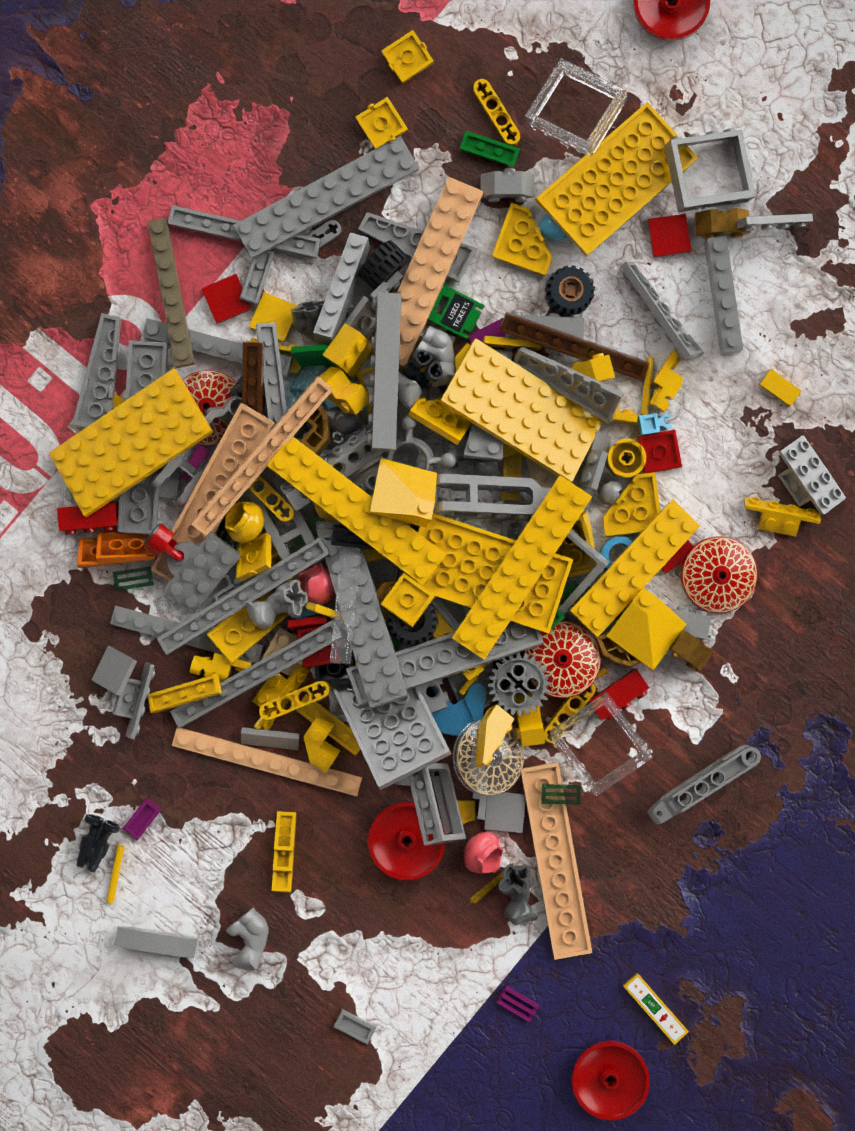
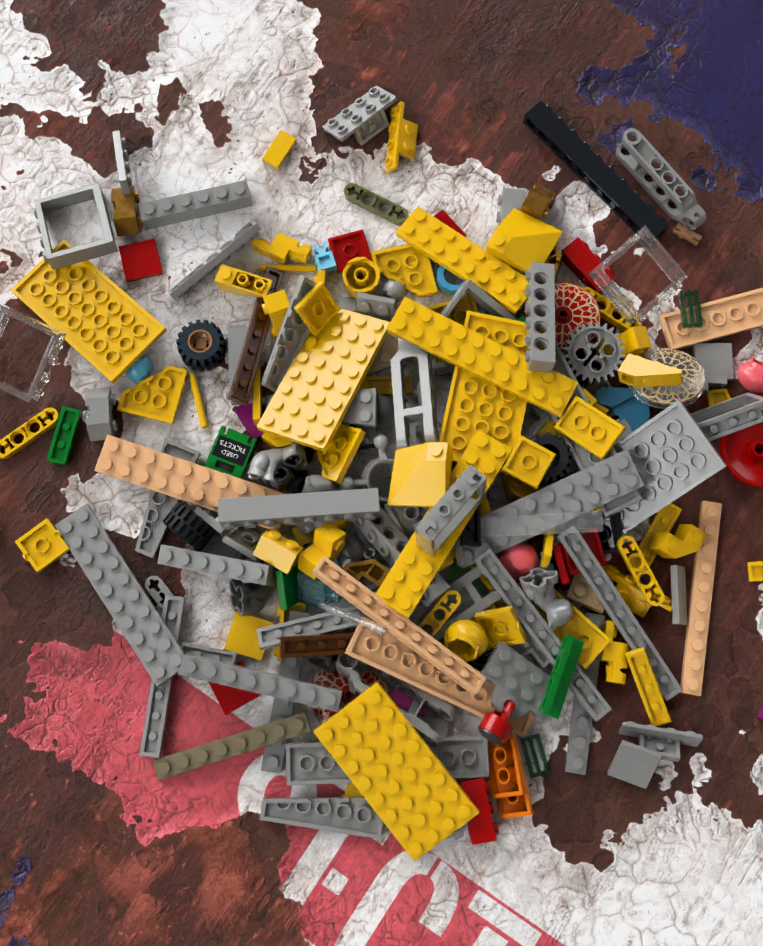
camera: 100 degrees left, 10 degrees down
(200, 608) = (561, 676): none -> green fence
(225, 322) = (260, 682): none -> light grey brick
(273, 412) = (353, 618): none -> clear piece
(357, 511) = (450, 510): none -> light grey window
(437, 665) = (589, 428): none -> yellow tile
(514, 284) = (198, 401): none -> yellow piece
(592, 409) = (317, 308): none -> yellow tile
(605, 634) = (540, 303): none -> light grey brick
(631, 337) = (242, 282): none -> yellow slope
(647, 802) = (687, 234): none -> medium nougat pin
(701, 574) = (461, 188): red dish -> none
(710, 484) = (377, 202): none -> olive beam
(723, 716) = (593, 170): none -> black brick

